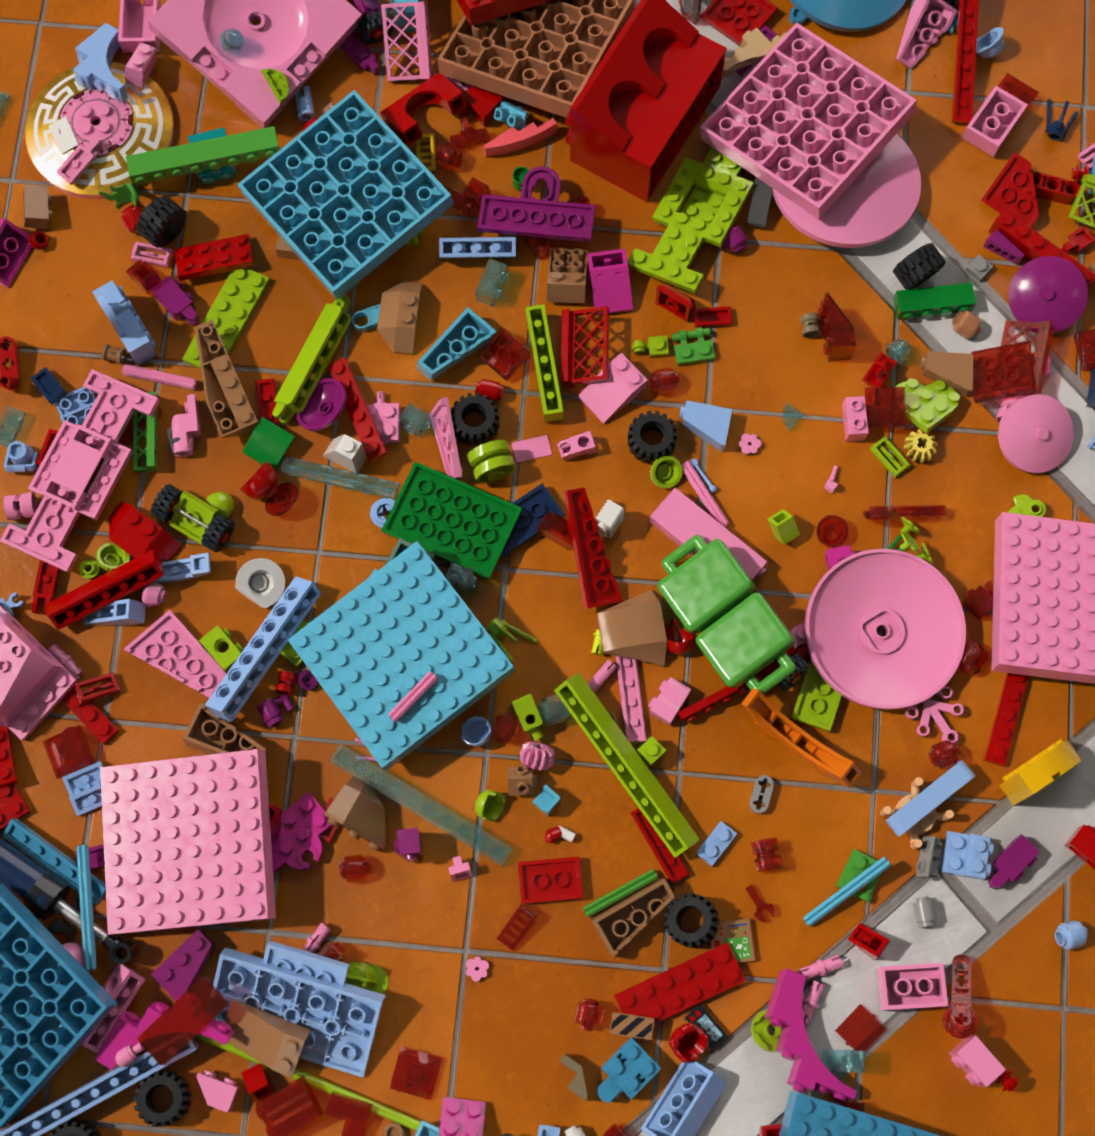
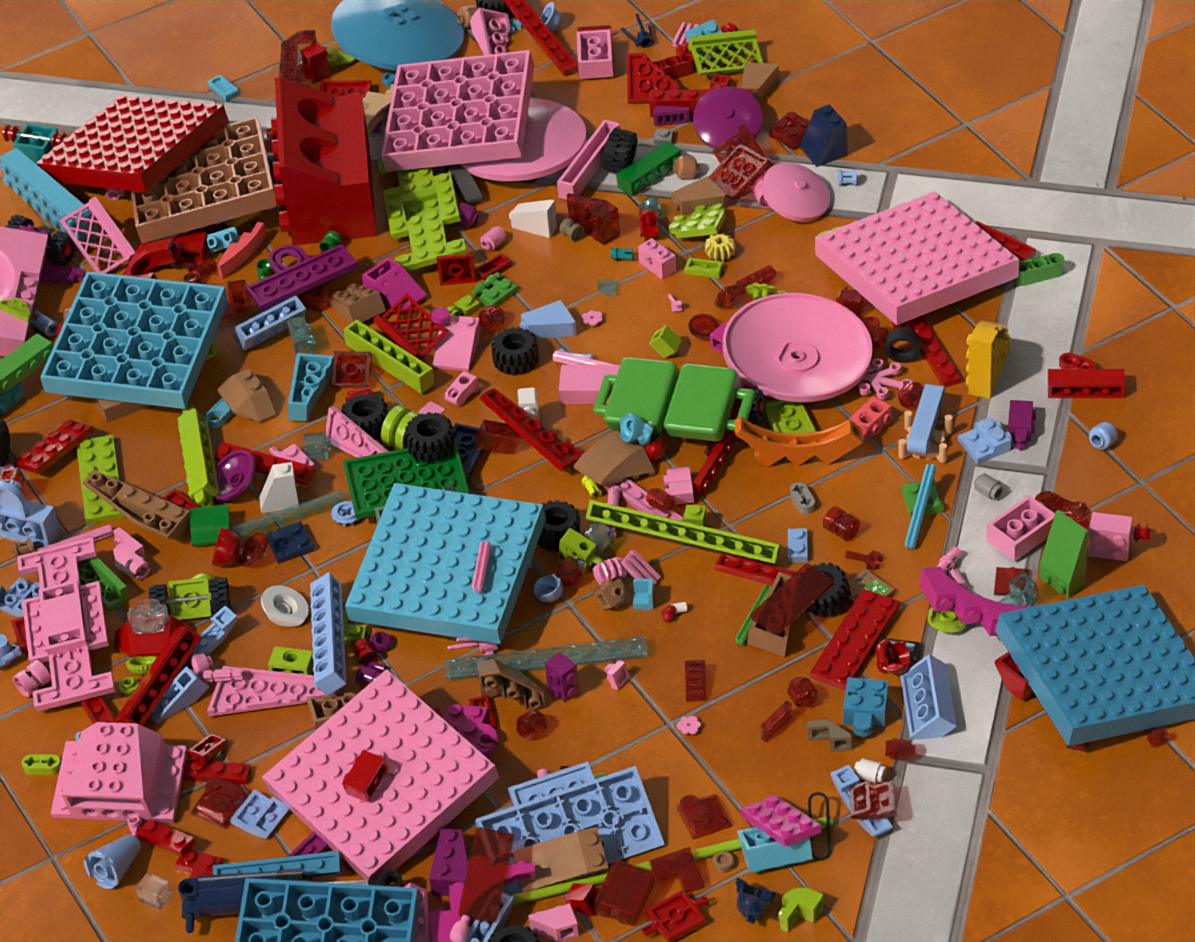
camera: 35 degrees left, 30 degrees down
(86, 908) = (323, 859): medium azure axle -> none
(140, 532) = (155, 623): none -> clear plate
(159, 622) = (223, 675): none -> bright pink axle
(162, 846) = (365, 775): none -> red brick
(175, 301) = (47, 489): magenta hinge -> none
(319, 509) = (290, 542): none -> dark blue hinge
(489, 805) = (601, 622): lime hair -> none
(492, 482) = (429, 437): none -> black tyre
(540, 651) = (558, 520): none -> black tyre
(544, 1026) = (776, 721): none -> clear red tile
(550, 880) = (693, 638): red plate -> none
(567, 787) = (641, 566): none -> bright pink tile
(598, 186) = (330, 240): none -> green wheel
(612, 357) = (440, 316): none -> dark pink tile
(632, 1025) = (837, 676): medium nougat tile -> none
(637, 710) = (660, 500): none -> clear red brick
(650, 919) = (791, 599): none -> clear red piece
(666, 472) = (545, 363): lime hat -> none
(668, 623) = (635, 429): none -> medium azure hair
(736, 284) = (493, 238): none -> bright pink brick
(787, 288) = (535, 217): none -> white slope
(832, 387) = (618, 253): none -> teal pin
(868, 941) = (966, 526): red slope -> none
(885, 406) = (674, 234): clear red plate -> none
(886, 253) = (586, 162): none -> bright pink brick
(887, 748) = (872, 417): none -> coral brick
(910, 1063) = (1065, 556): none -> bright green slope
(926, 866) = (959, 459): light grey hinge -> none
(981, 694) = (903, 334): none -> black tyre

